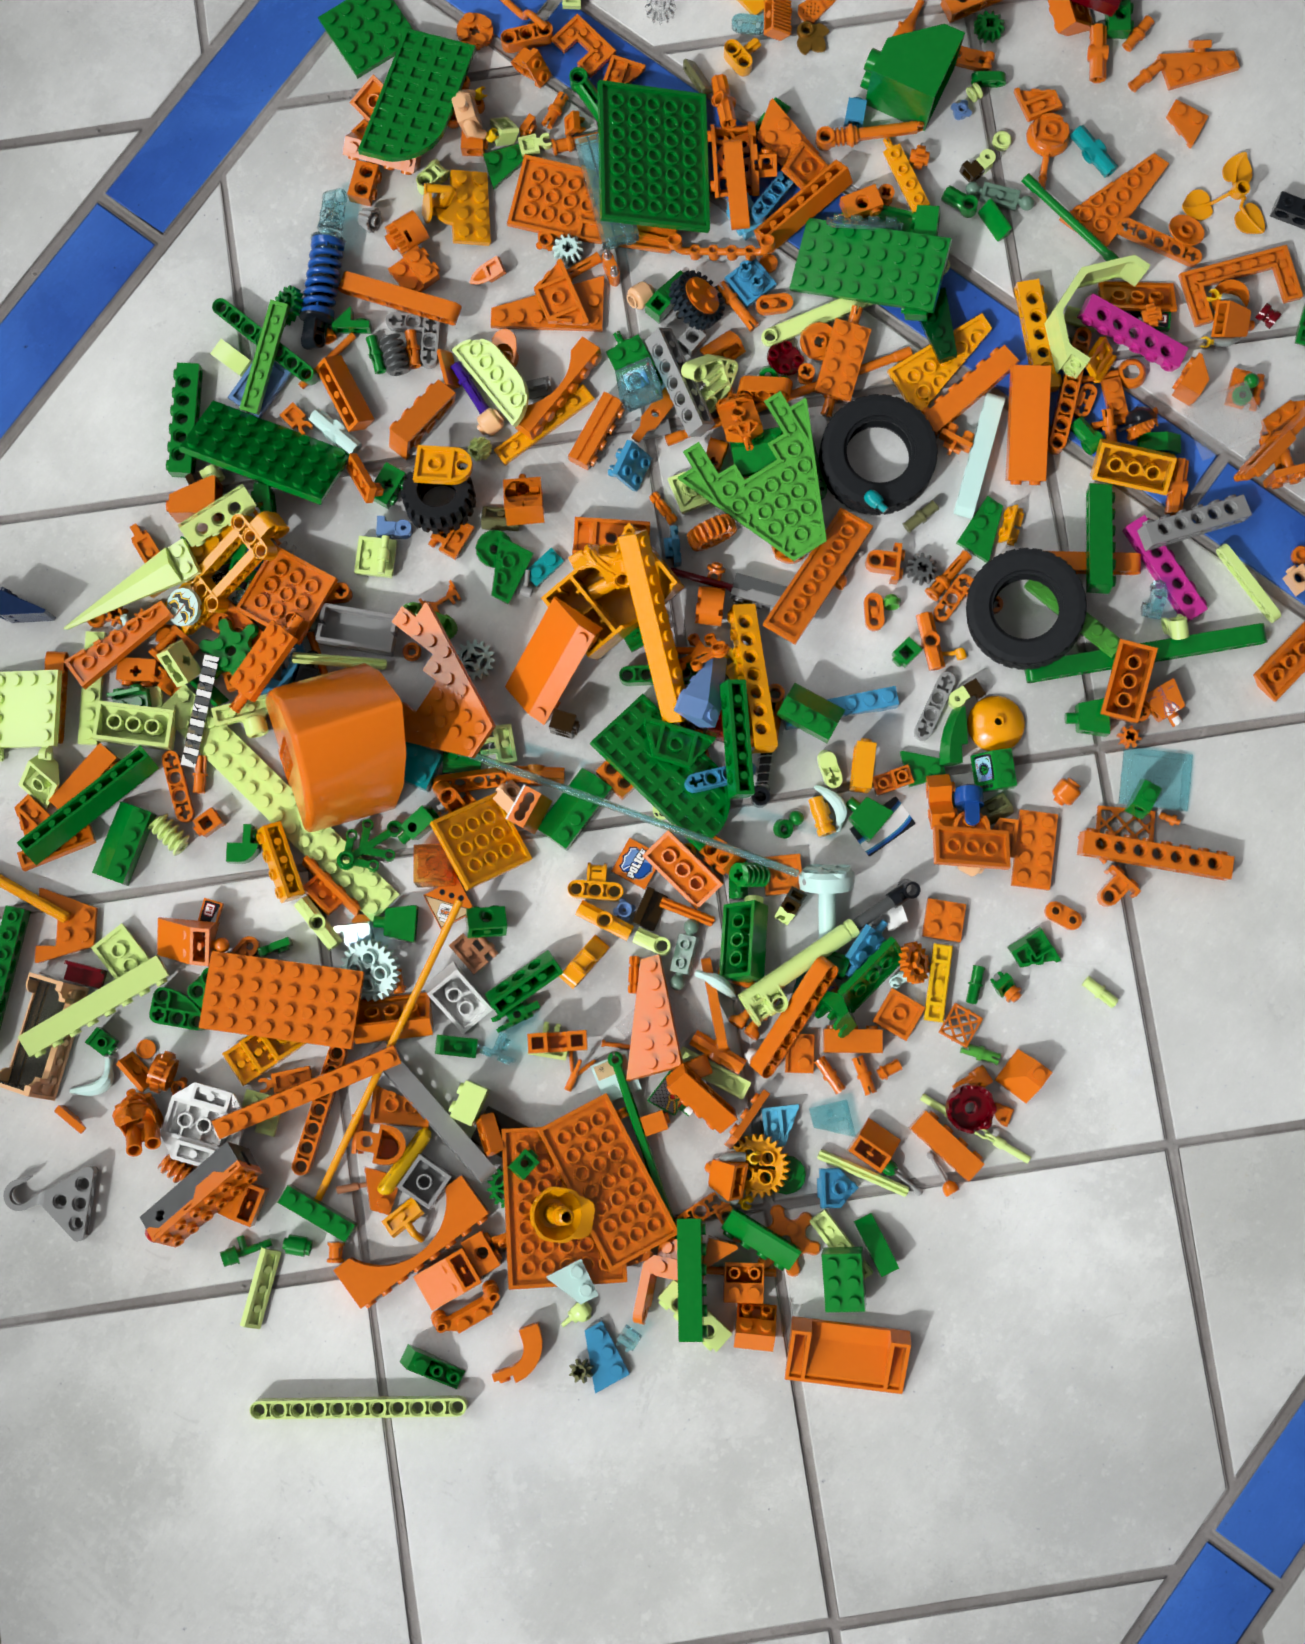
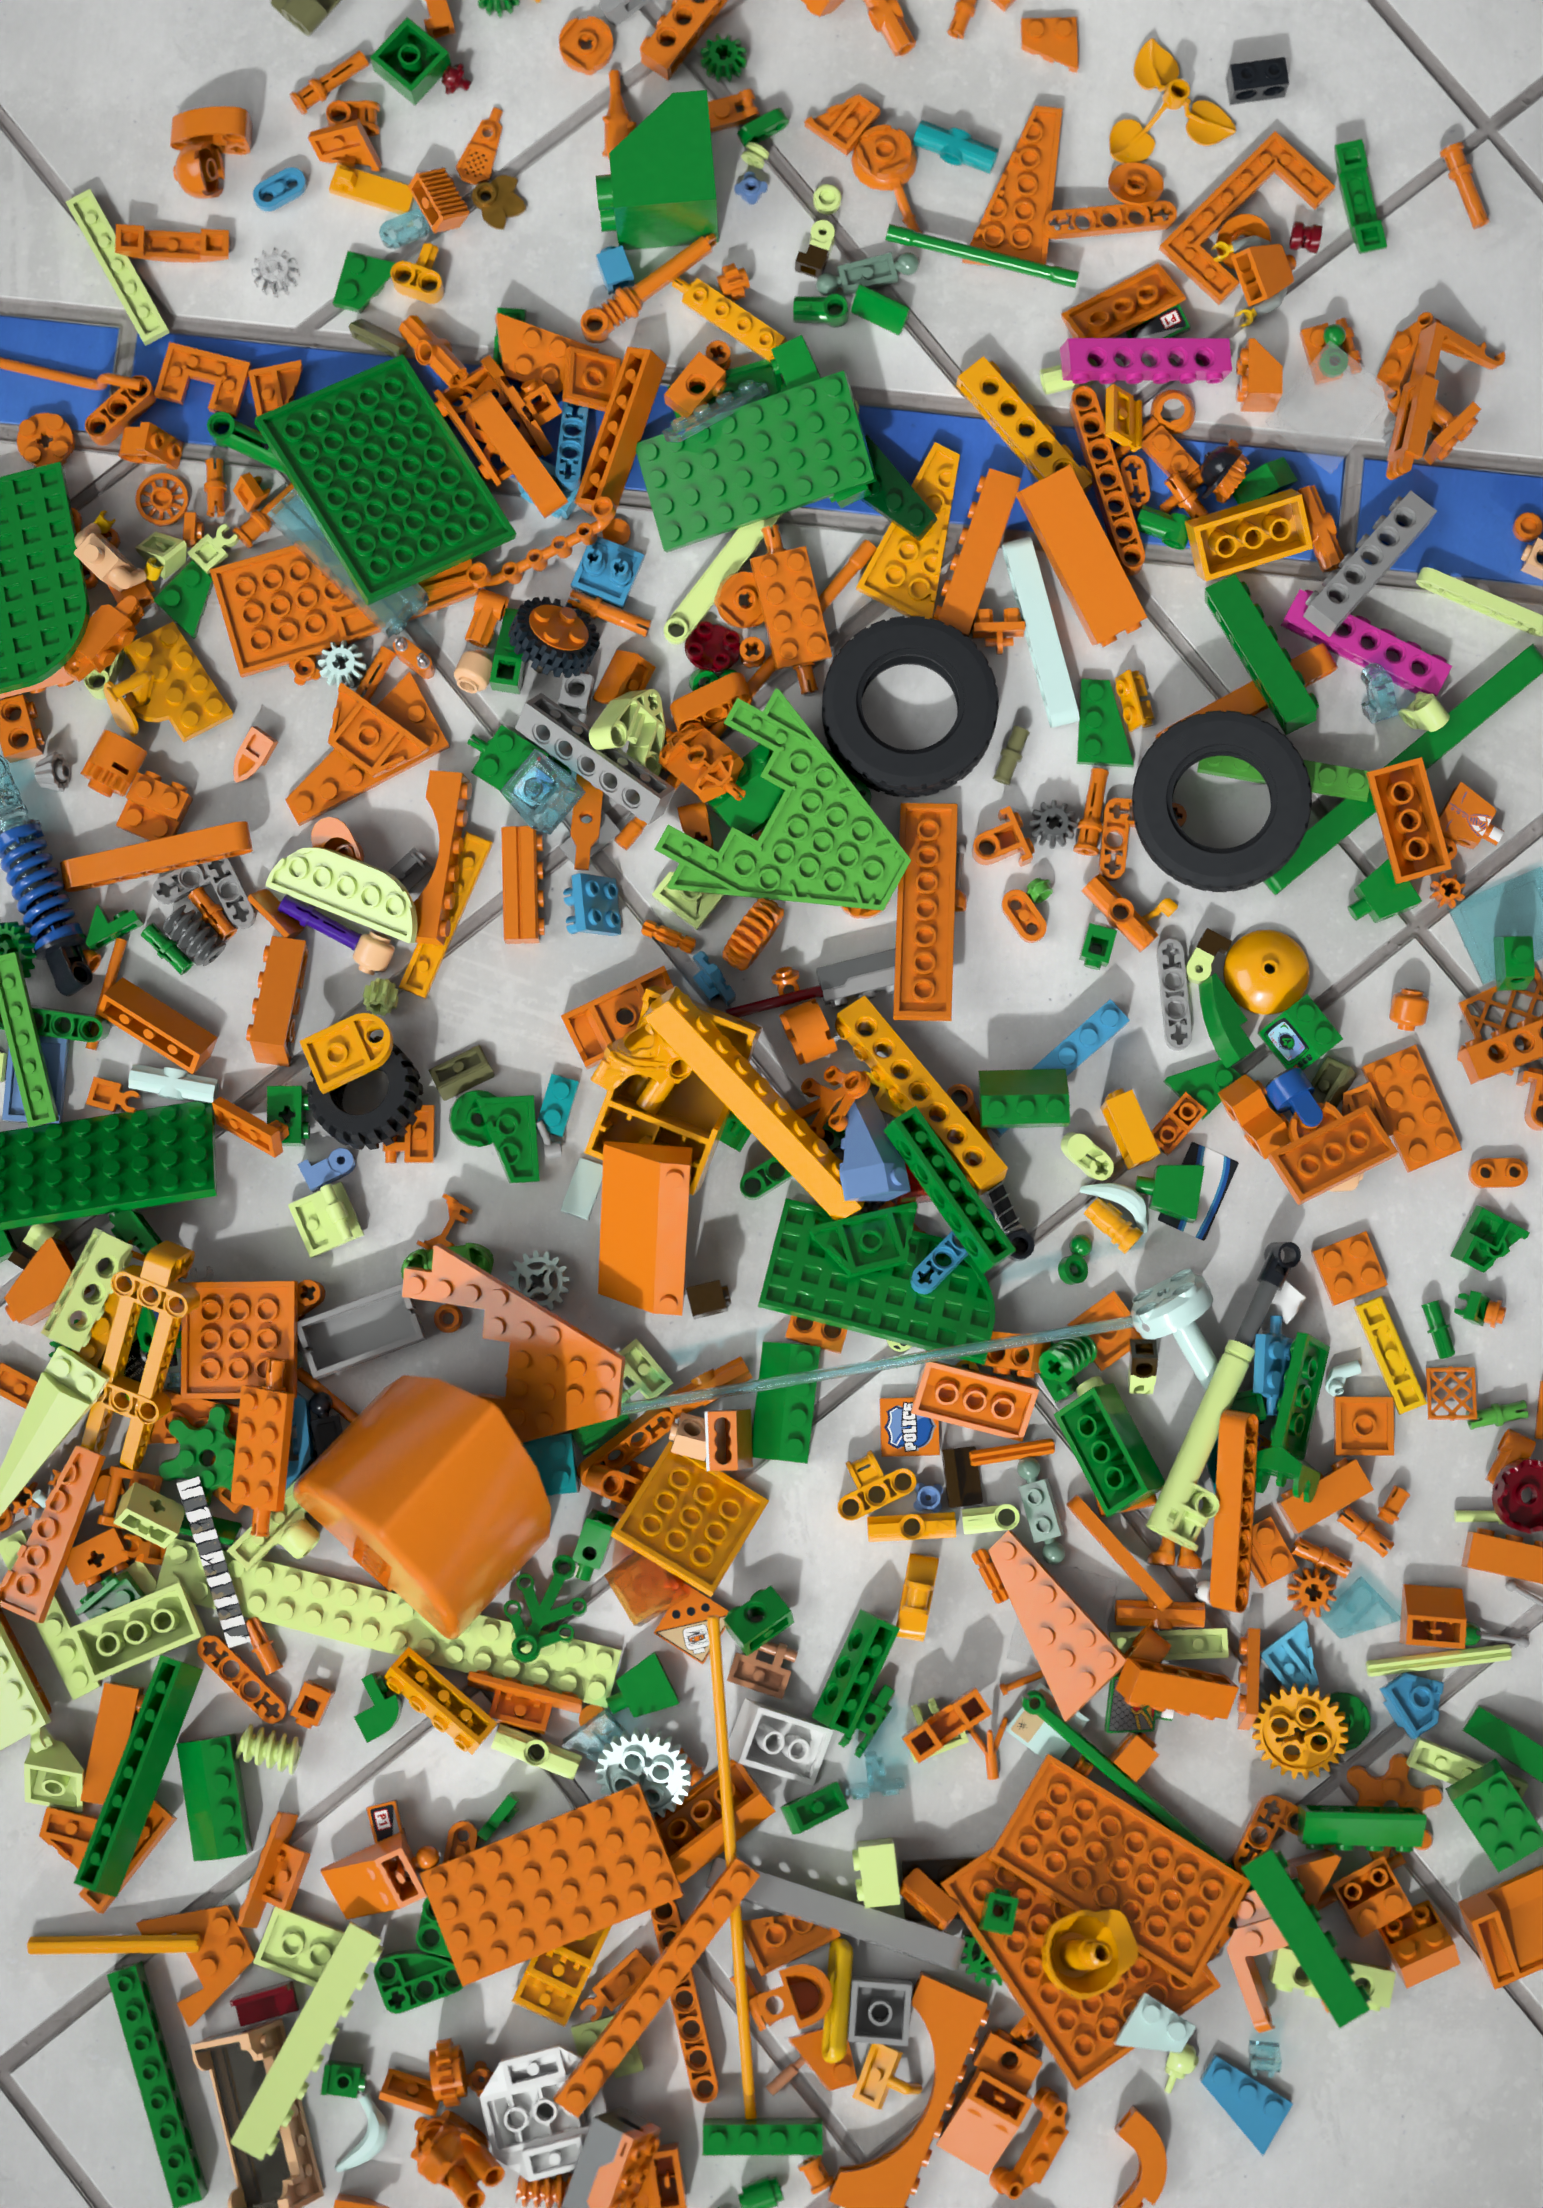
camera: 30 degrees left, 0 degrees up
(133, 905) = (277, 1873): none -> orange bracket
(146, 1049) = (405, 2053): orange piece -> none
(184, 606) = (113, 1435): light aqua tile -> none
(337, 660) = (360, 1387): yellowish green axle -> none
(442, 158) = (105, 637): none -> orange hinge
(521, 100) = (162, 499): none -> orange wheel
(523, 500) = (480, 1033): orange piece -> none
(527, 625) = (583, 1189): none -> light aqua slope
(581, 1375) = (1229, 2145): olive gear -> none
(668, 266) = (488, 610): none -> orange piece
(705, 40) = (361, 281): none -> green wing
(717, 982) = (1108, 1524): light aqua piece -> none
(729, 1177) = (1272, 1769): orange torso -> none
(773, 302) = (654, 581): orange plate -> none
(805, 1091) = (1303, 1598): none -> orange gear
(875, 500) = (944, 771): teal cylinder -> none
(914, 962) = (1345, 1347): orange gear -> none
(1063, 353) = (1075, 439): yellowish green panel -> none
(1151, 315) = (1158, 322): orange gear -> none

